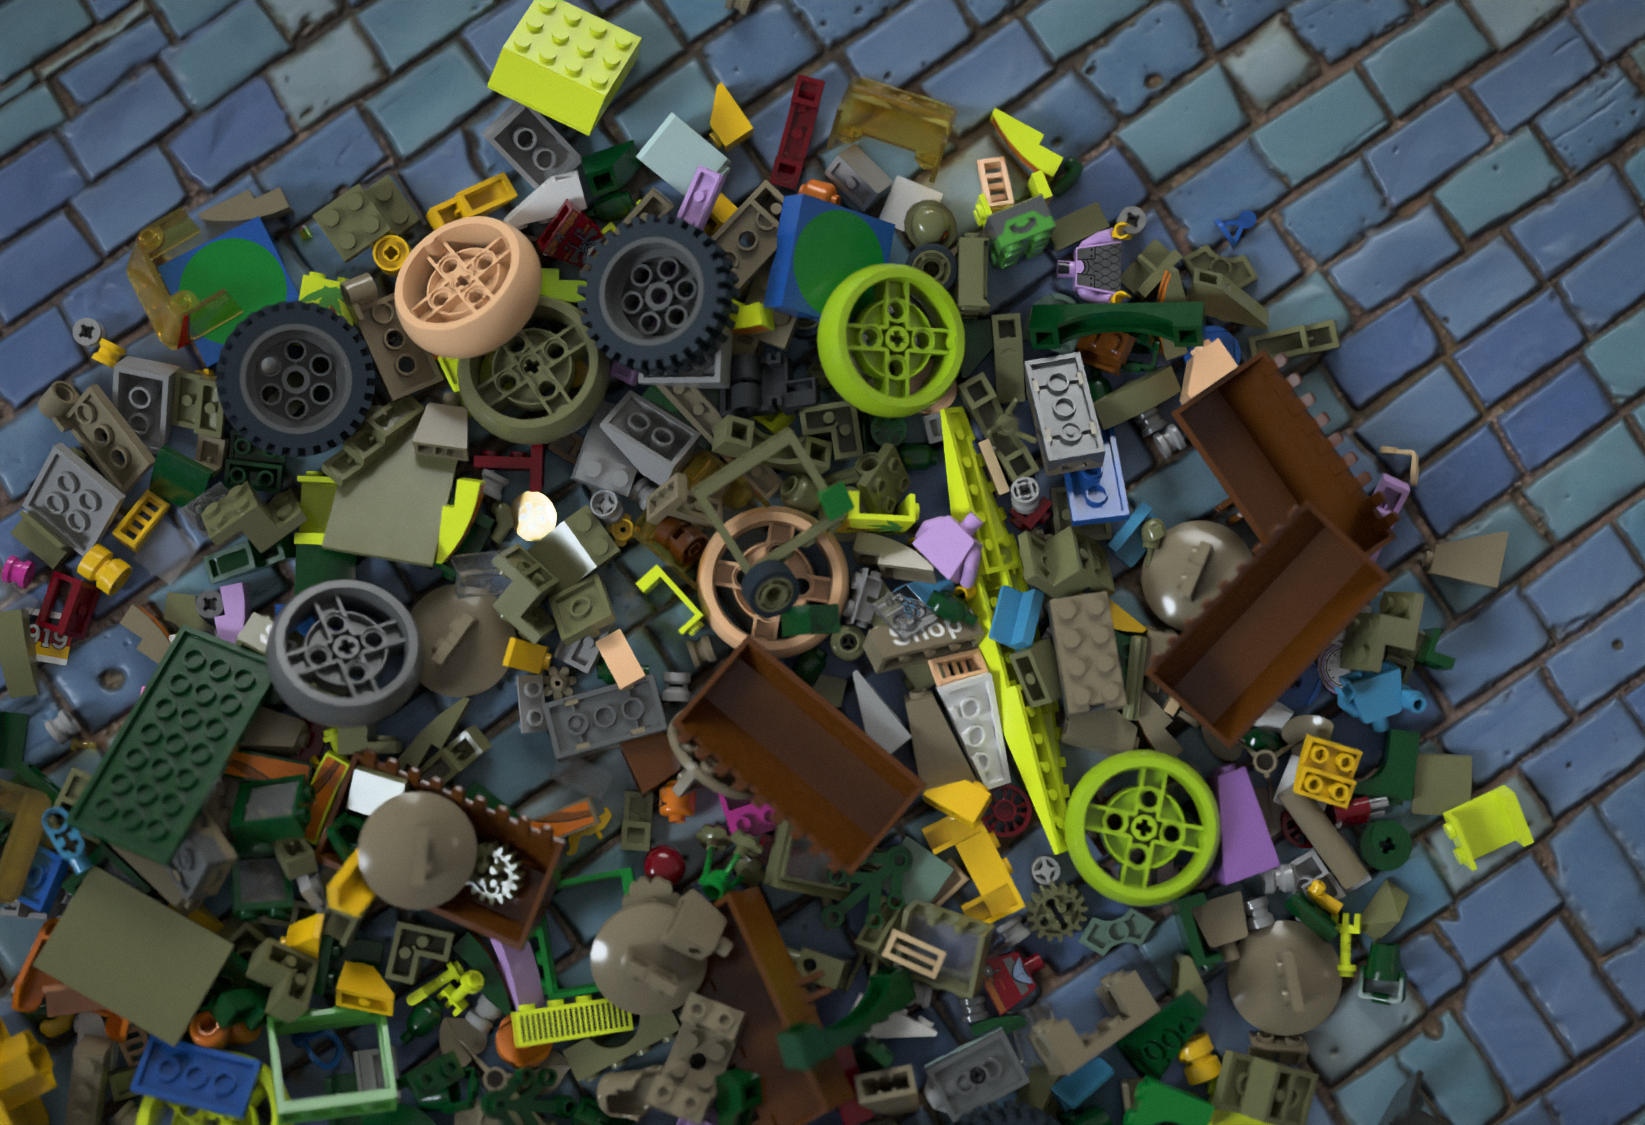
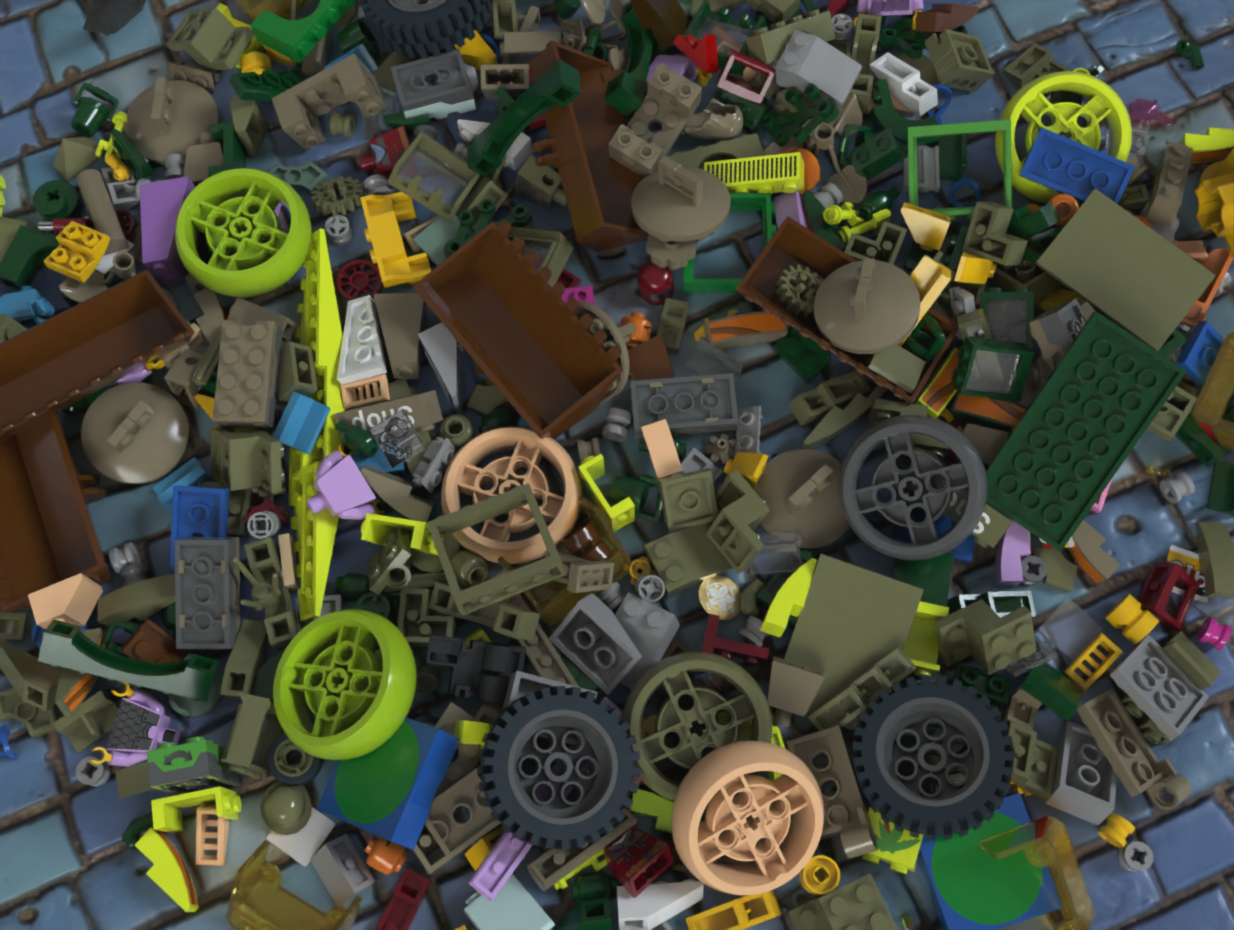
camera: 165 degrees left, 15 degrees down
(79, 859) = (1192, 375): dark azure piece -> none
(645, 610) = (638, 492): none -> dark green piece
(696, 928) = (635, 211): dark tan torso -> none
(747, 869) = (585, 270): olive plant -> none
(770, 588) = (510, 472): black wheel -> none
(811, 620) = (483, 445): dark green slope -> none
(835, 501) = (432, 533): green slope -> none
(936, 963) = (469, 188): tan tile -> none
(961, 801) = (388, 279): yellow slope -> none
(1077, 1009) = (343, 124): none -> olive wheel
(1151, 532) = (166, 475): olive piece -> none

